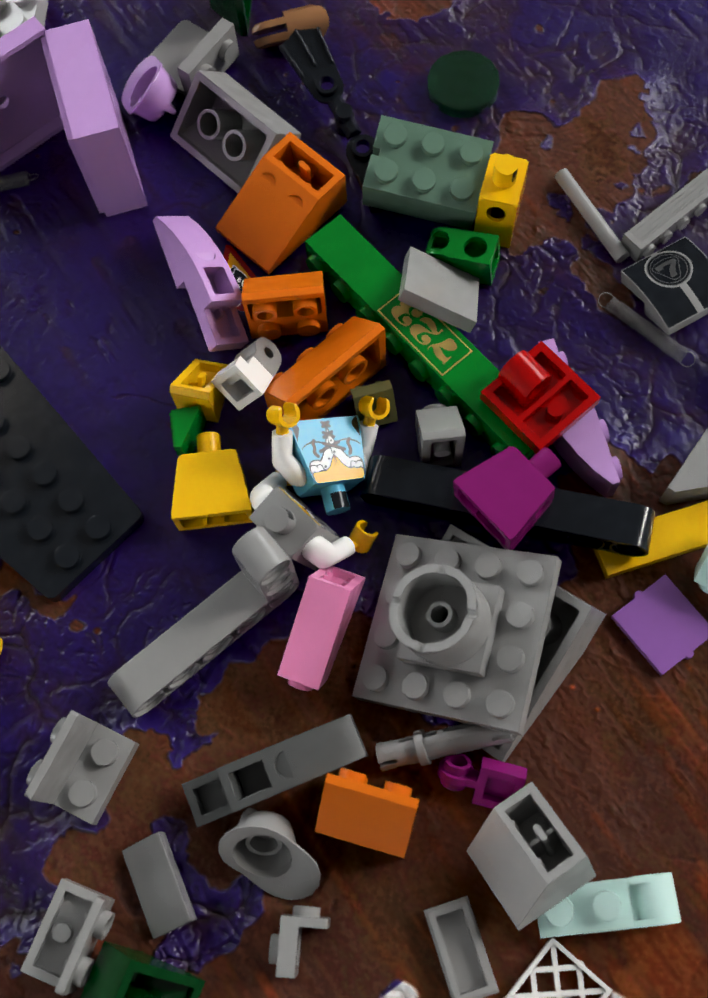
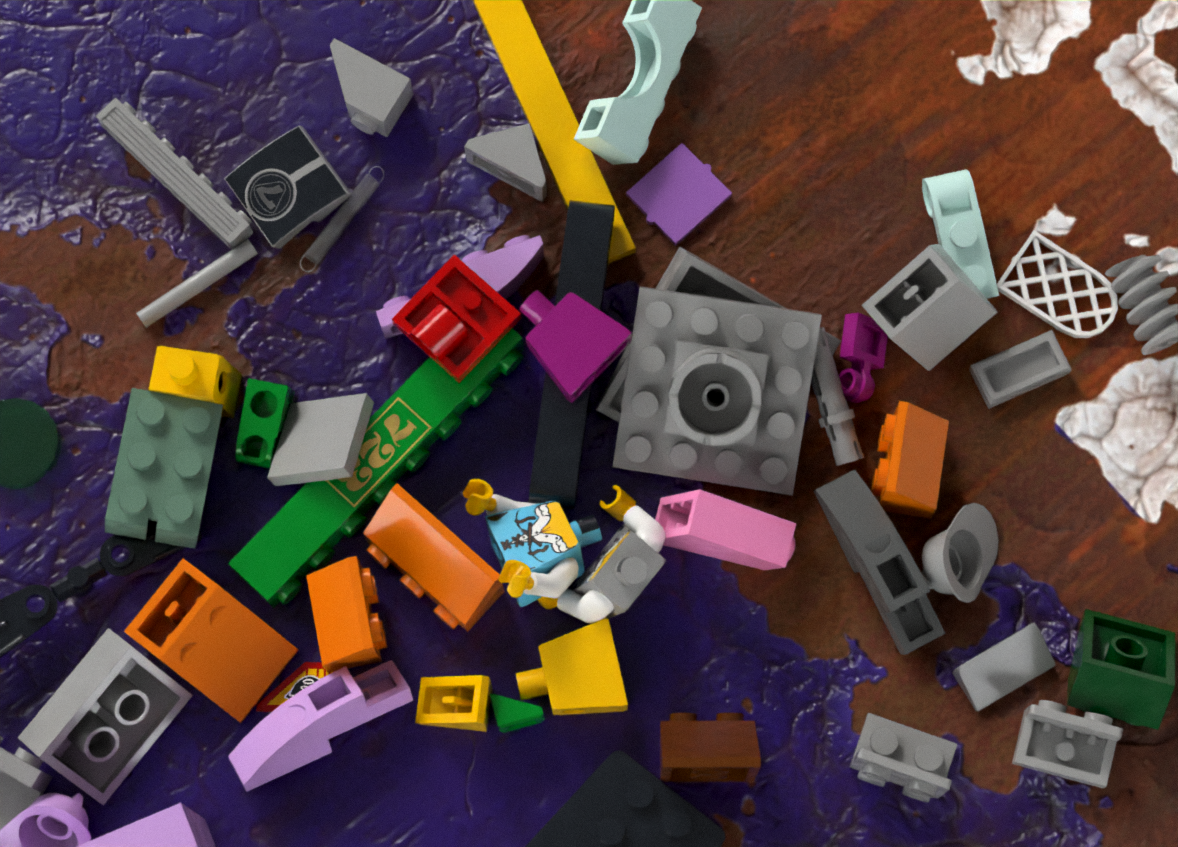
camera: 100 degrees left, 5 degrees up
(112, 579) = (708, 749): none -> reddish brown slope
(211, 627) = (683, 596): light grey beam -> none
(249, 373) = (438, 642): white leg -> none
(286, 946) = (1041, 528): light grey bracket -> none
(376, 390) = (455, 502): olive tile -> none
(440, 435) = (497, 427): light grey slope -> none

